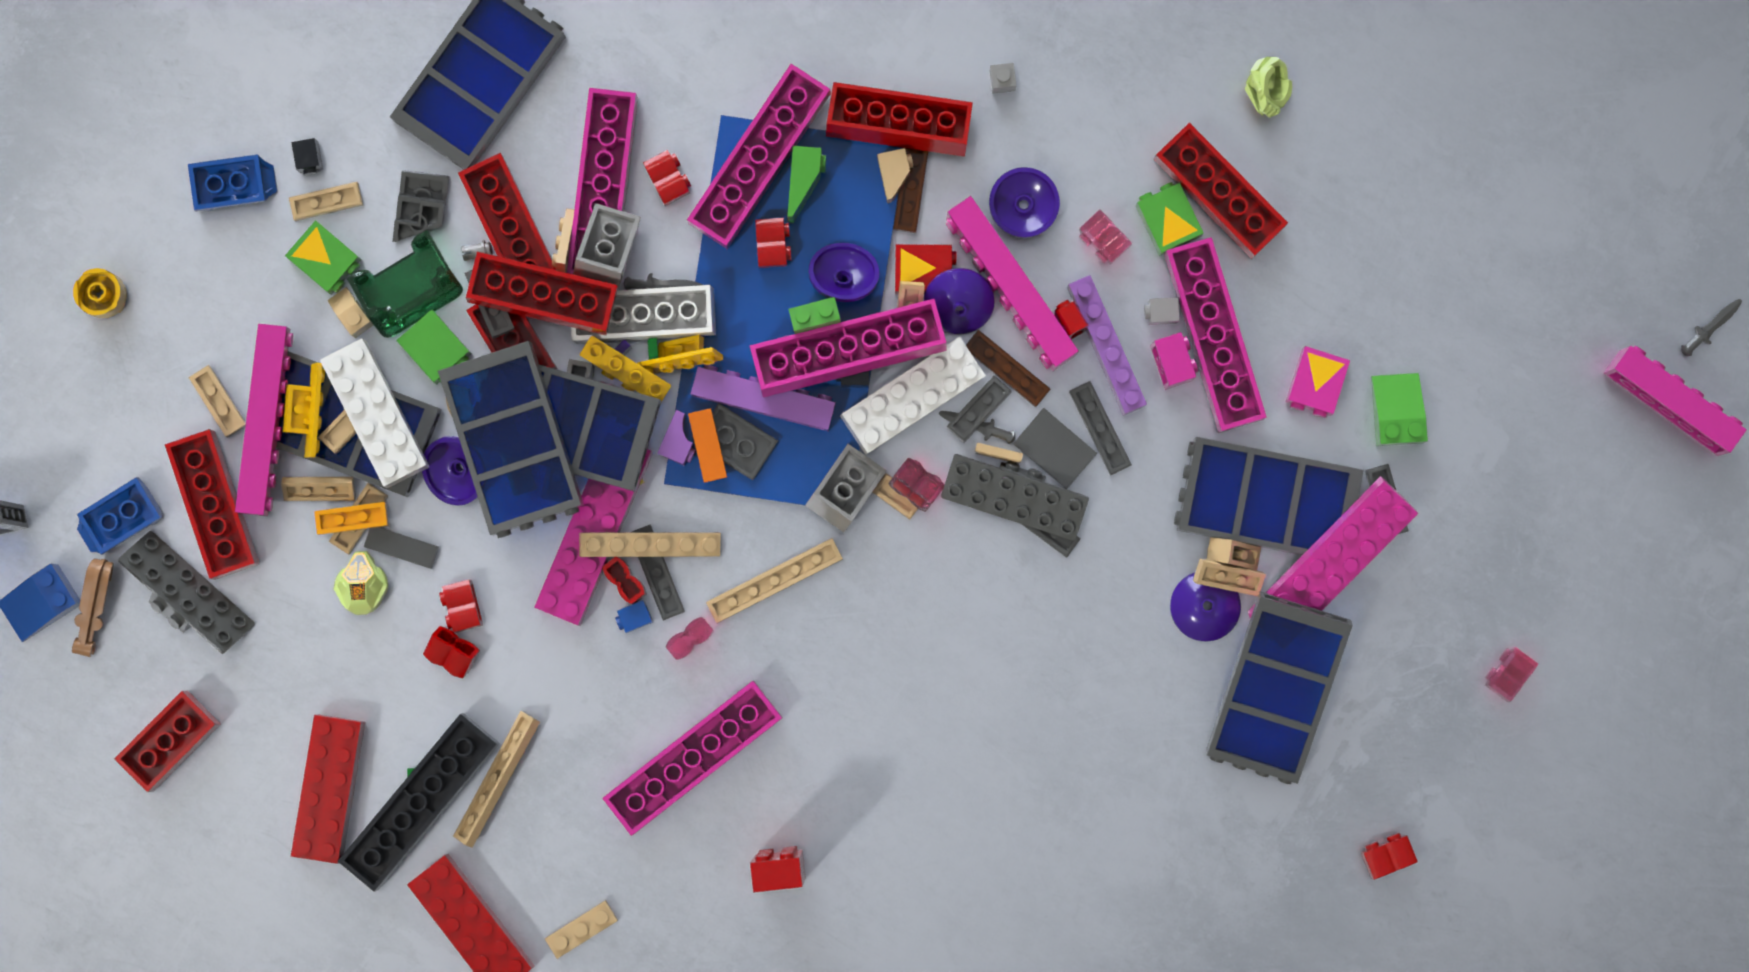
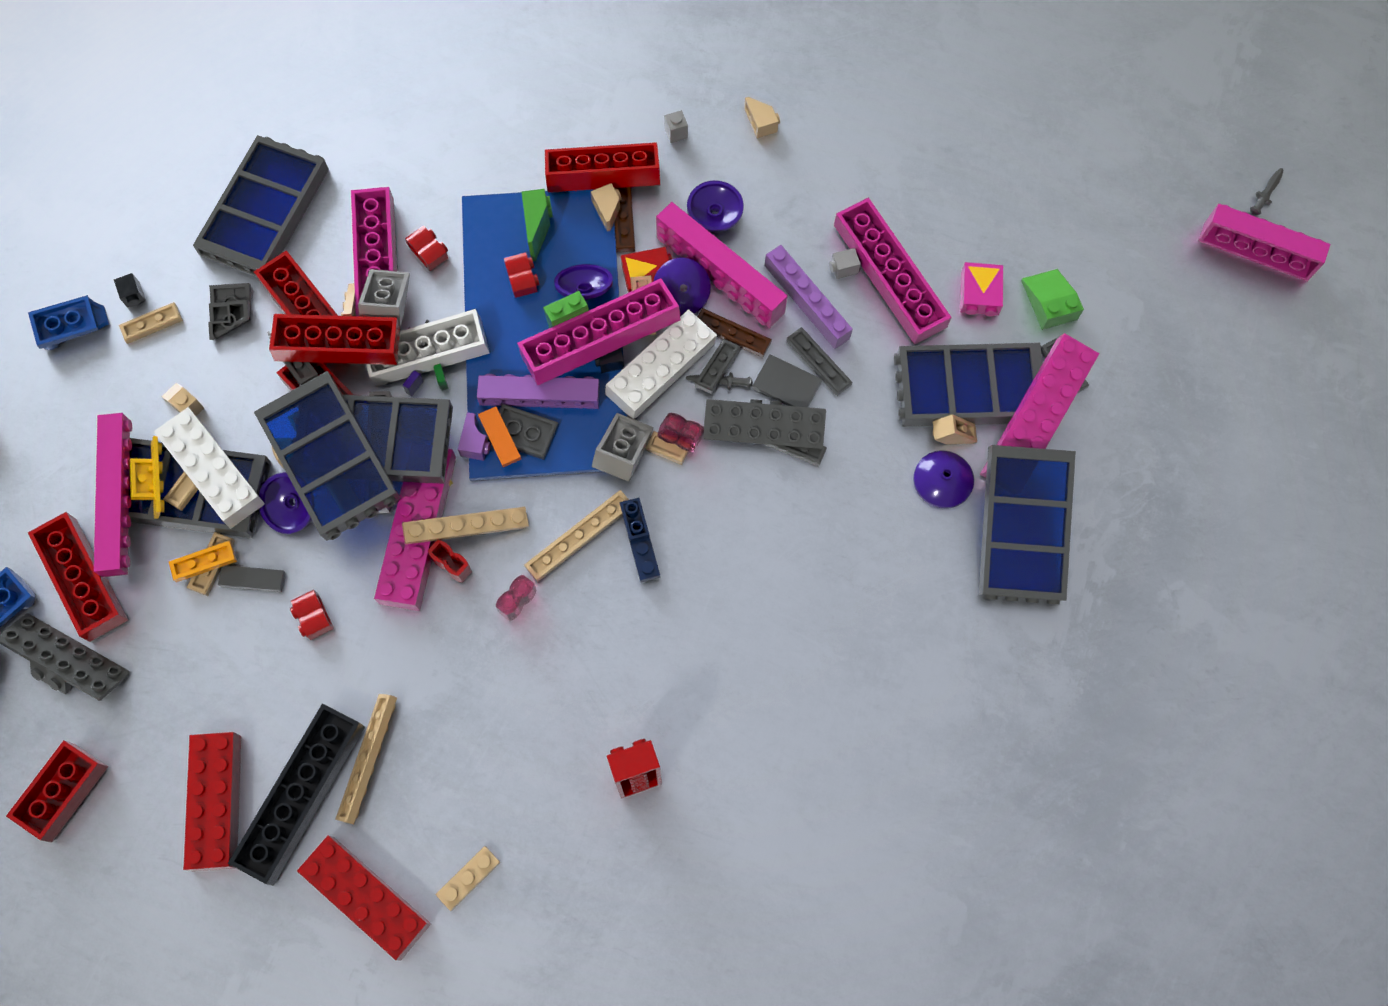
camera: 15 degrees left, 15 degrees down
(217, 401) = (74, 492): tan plate -> none
(318, 488) = (171, 545): tan plate -> none
(324, 258) = (152, 363): bright green brick -> none
(361, 584) = (219, 616): yellowish green helmet -> none
(407, 288) = (229, 372): clear green windscreen -> none
(433, 346) = (242, 407): bright green brick -> none
(451, 652) = (307, 655): red brick -> none
(624, 369) = (411, 388): yellow bracket -> none
(633, 617) = (464, 591): blue brick -> none
(661, 583) = (483, 560): dark grey tile -> none
(680, 354) = (461, 373): yellow bracket -> none
(692, 758) = (538, 698): dark pink brick -> none
(759, 156) = (496, 214): dark pink brick -> none
(841, 603) = (639, 540): none -> dark blue slope
(998, 453) = (742, 394): tan tile -> none
(1071, 318) = (776, 276): red brick -> none
(1105, 237) = (784, 220): clear pink brick -> none
(1112, 88) = (761, 117): none -> tan slope
(1169, 218) = (829, 196): bright green brick -> none
(1174, 360) = (864, 293): dark pink brick -> none
(1220, 190) = (865, 168): red brick -> none
(1229, 577) = (957, 448): tan plate -> none
(1269, 86) = (880, 90): yellowish green helmet -> none
(1388, 856) = (1161, 646): red brick -> none
(1510, 674) = (1209, 475): clear pink brick -> none

